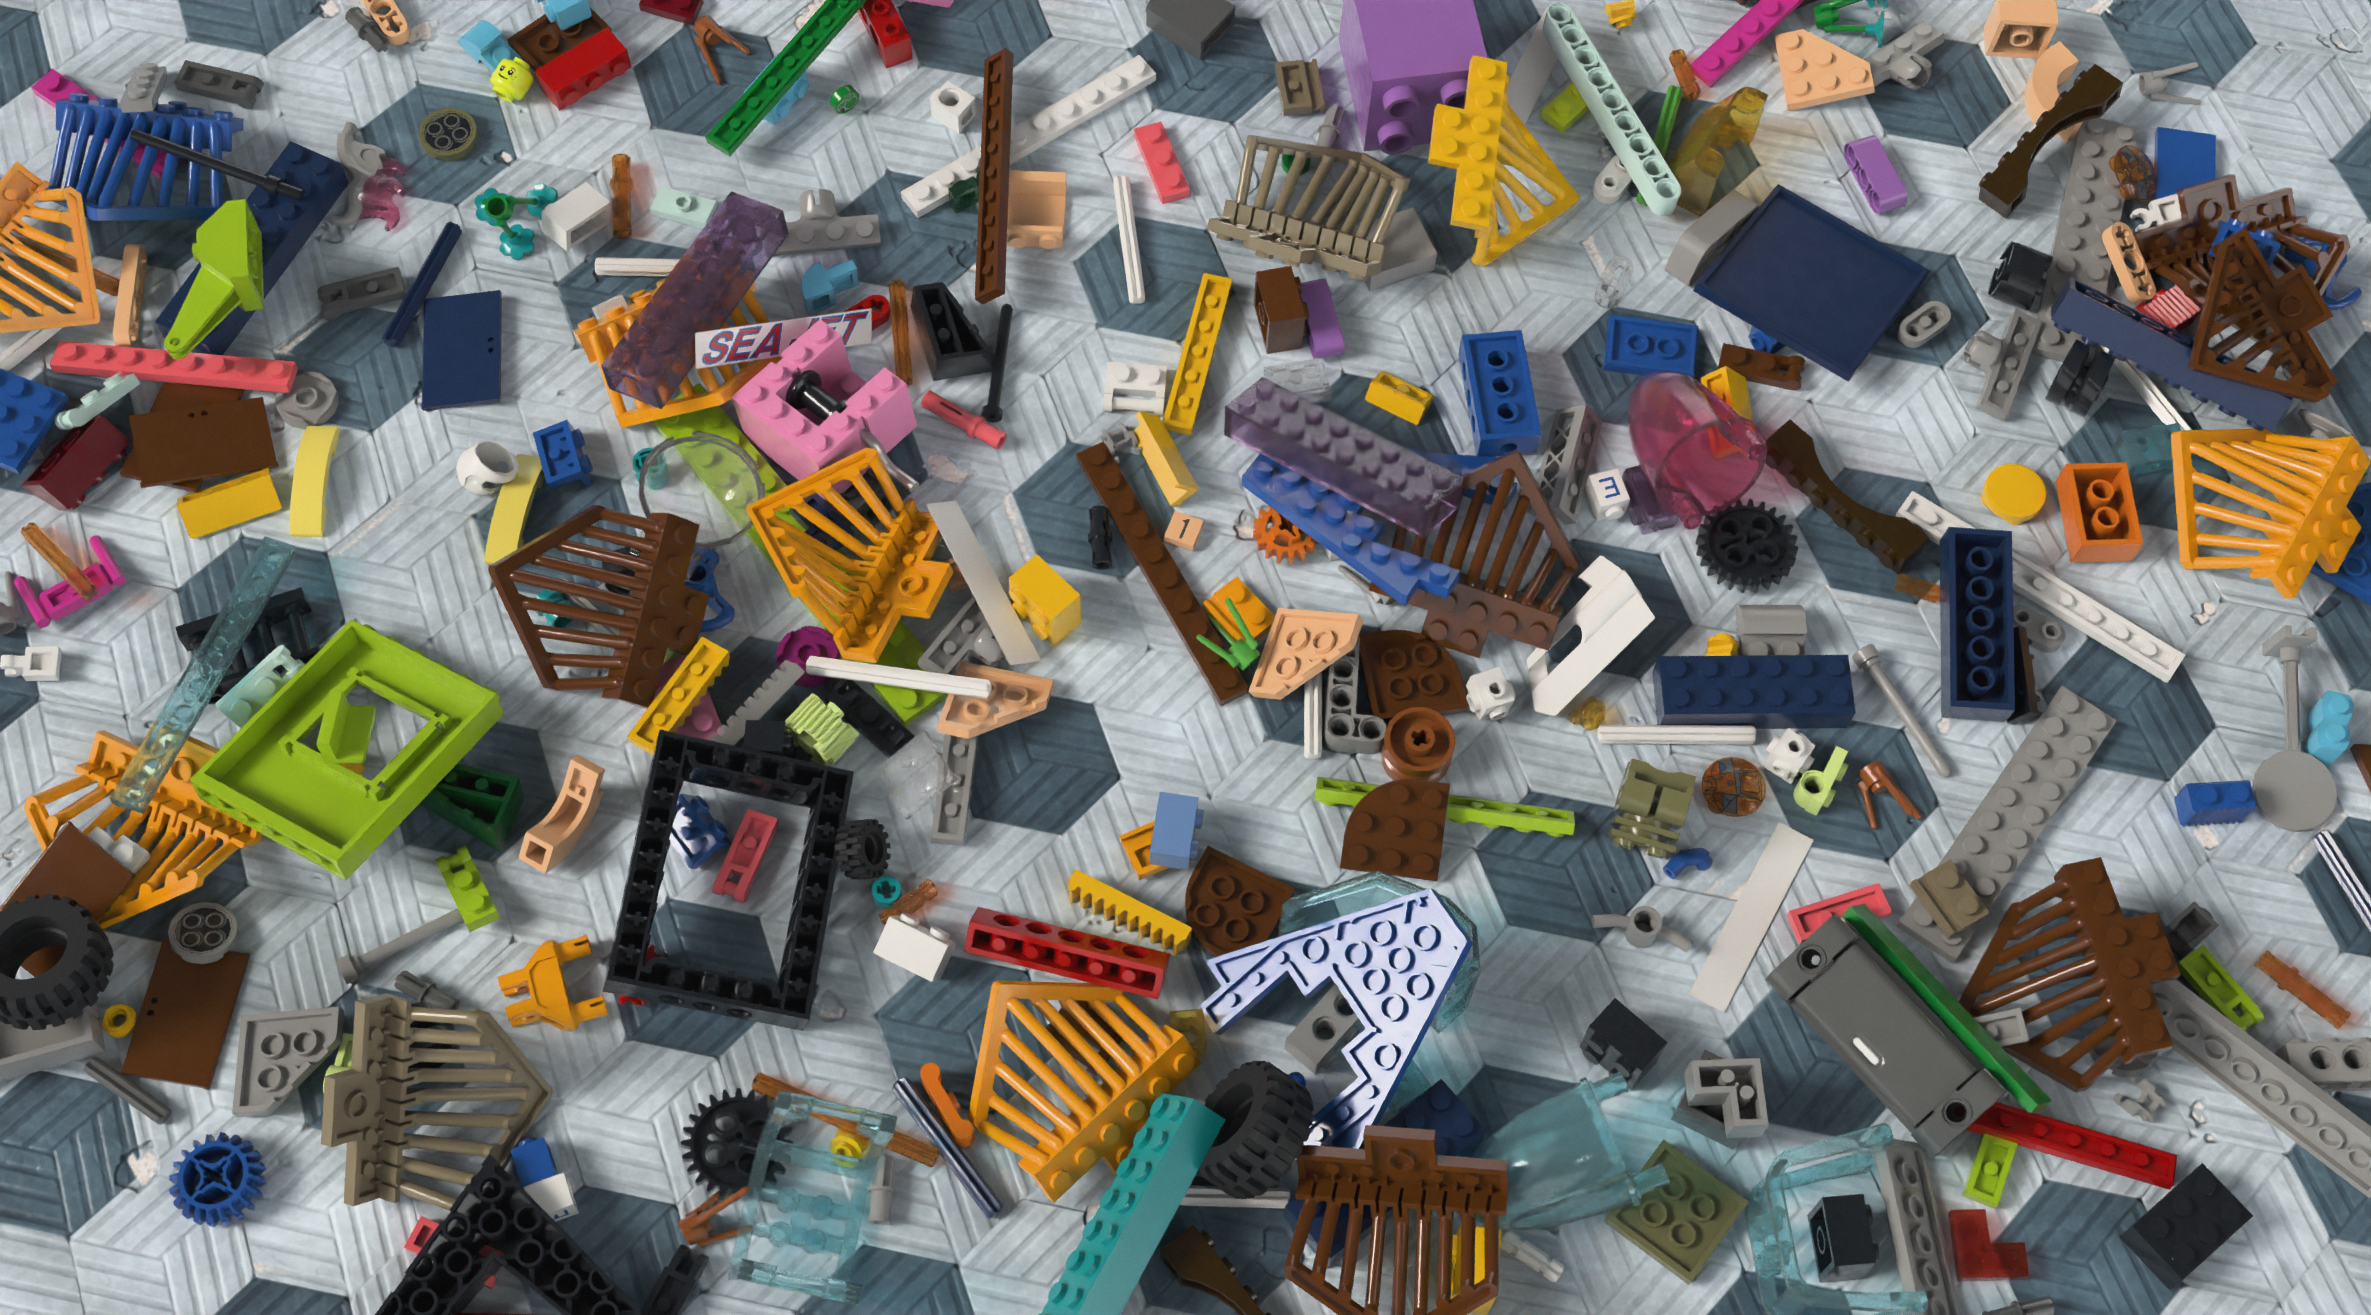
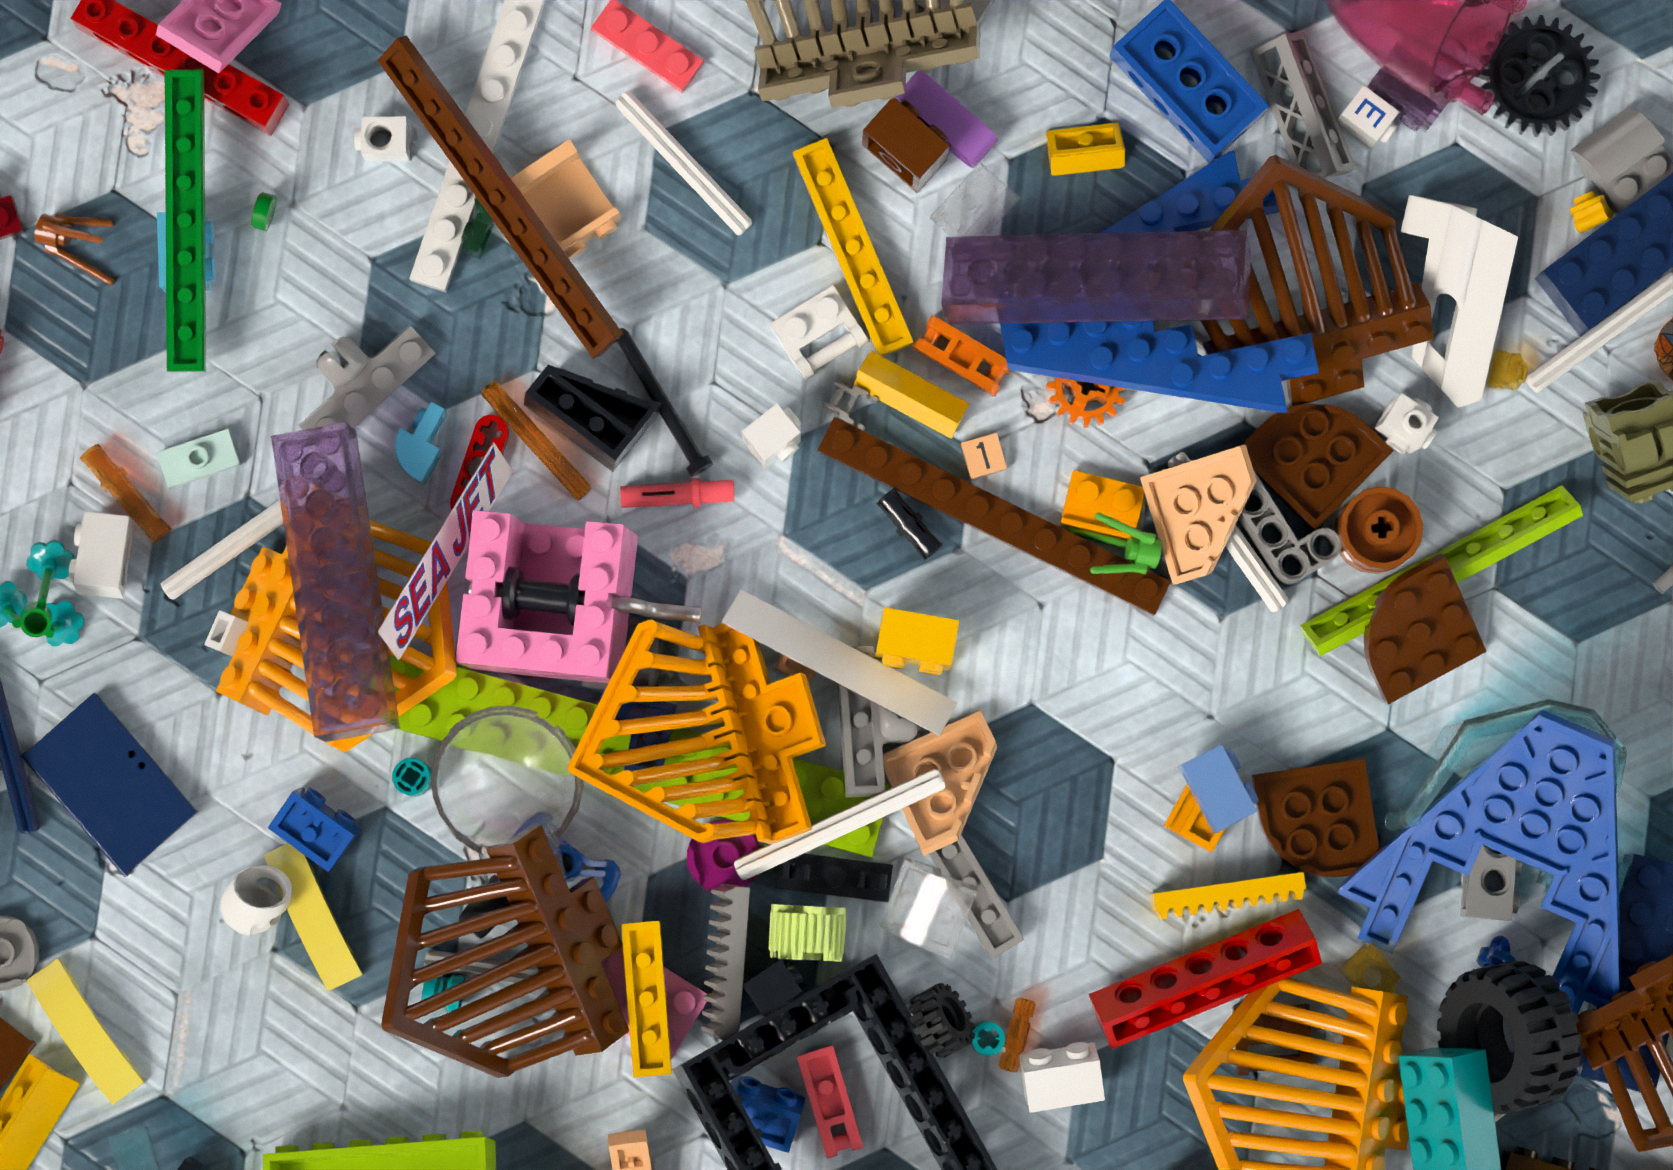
camera: 40 degrees left, 20 degrees up
(1052, 418) = (773, 436): none -> white brick
(1218, 461) = (962, 355): none -> orange plate

